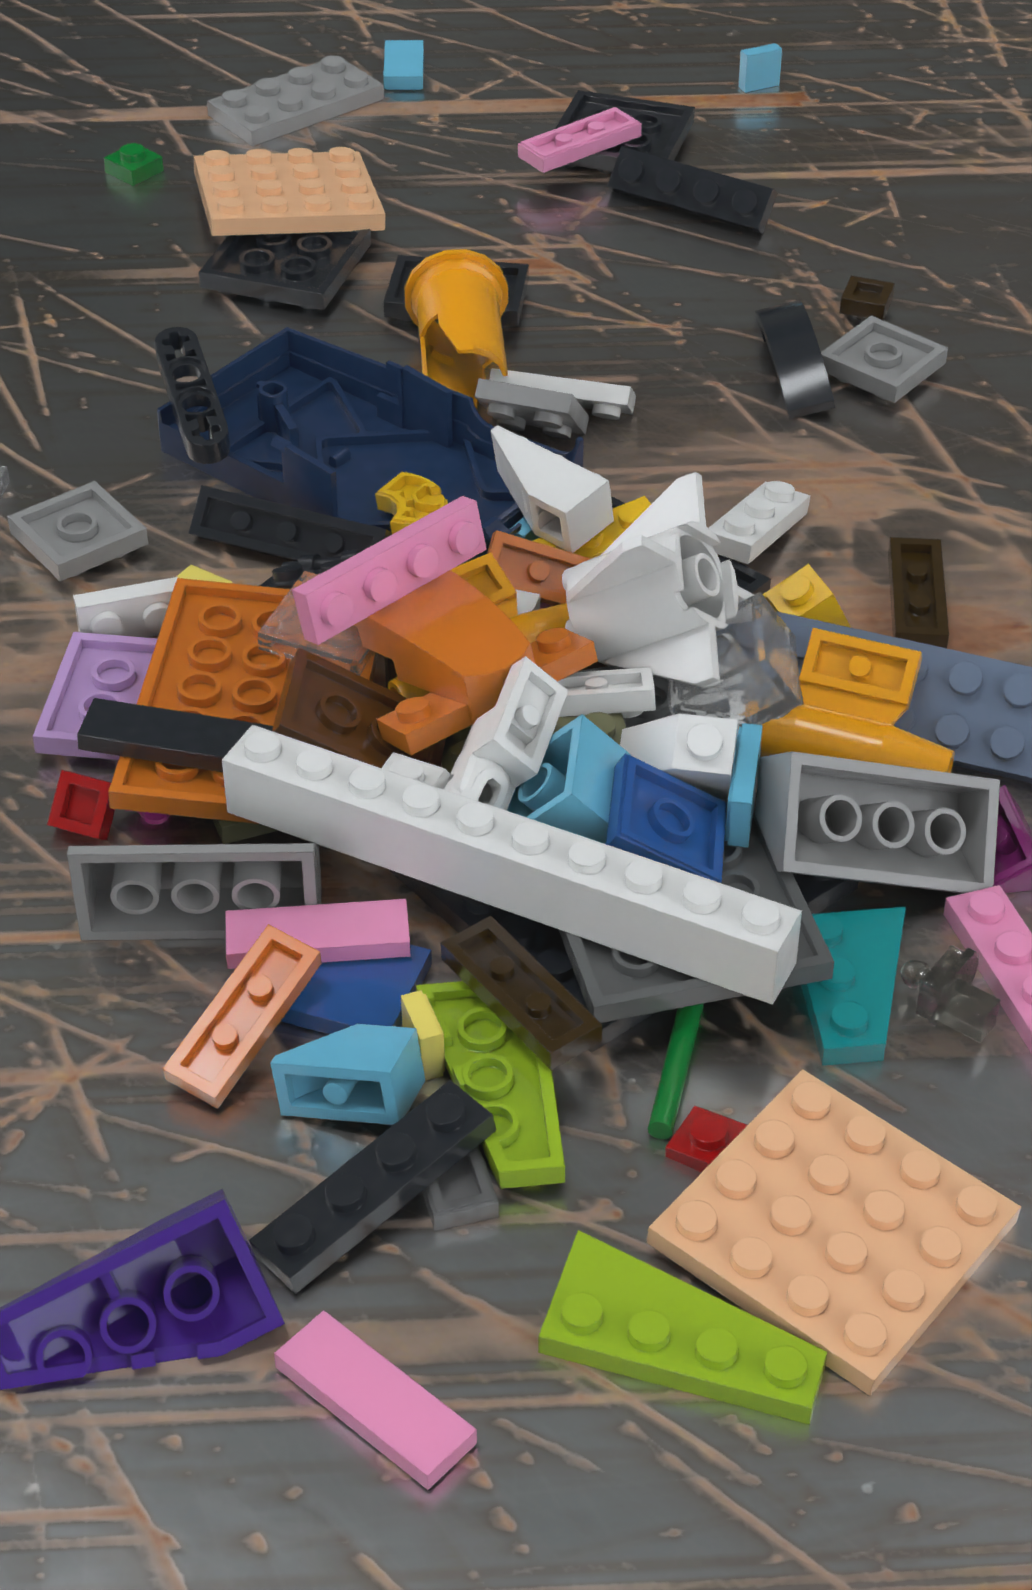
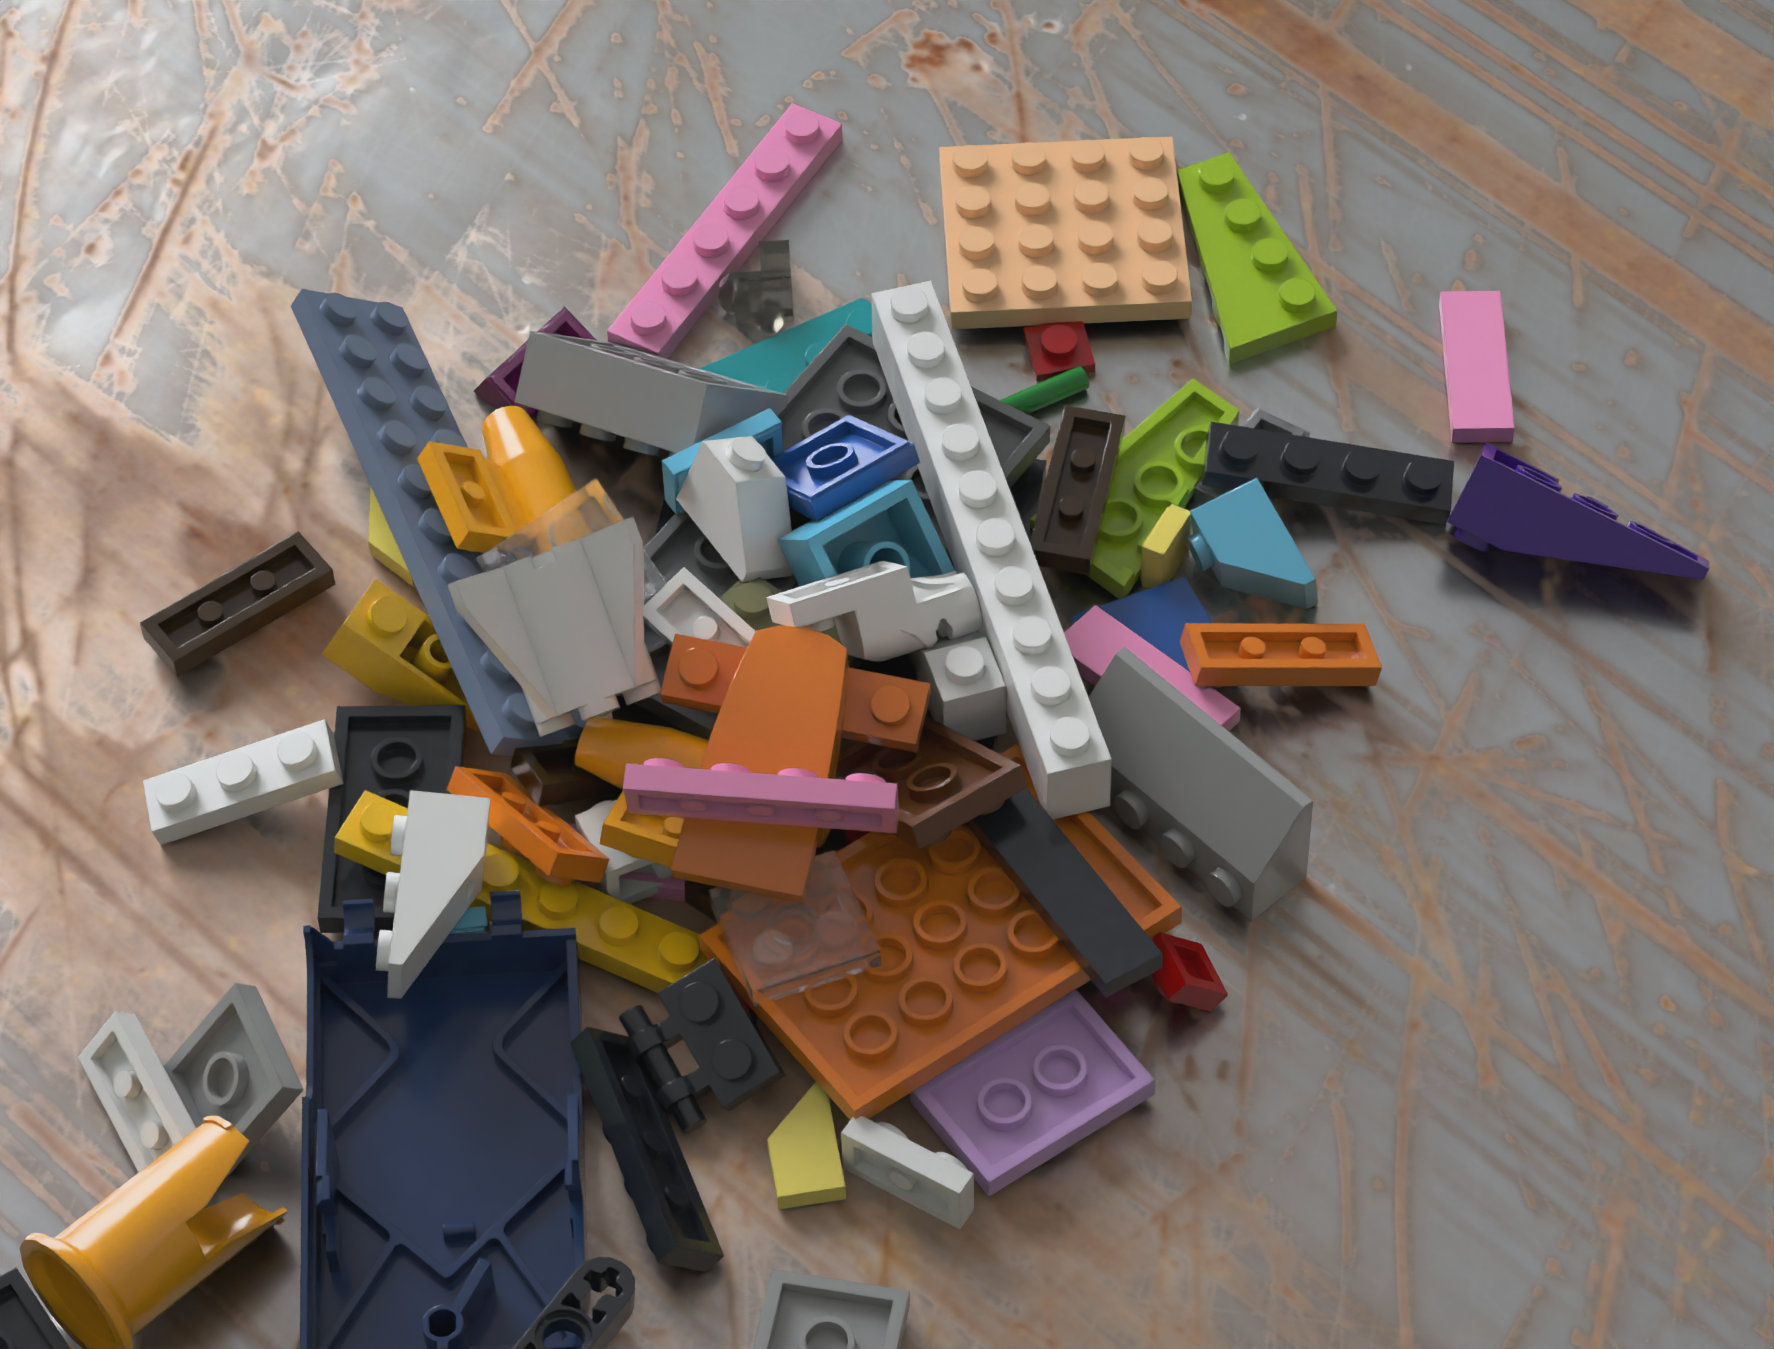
camera: 130 degrees left, 10 degrees up
(409, 499) = (504, 1052): yellow tile -> none

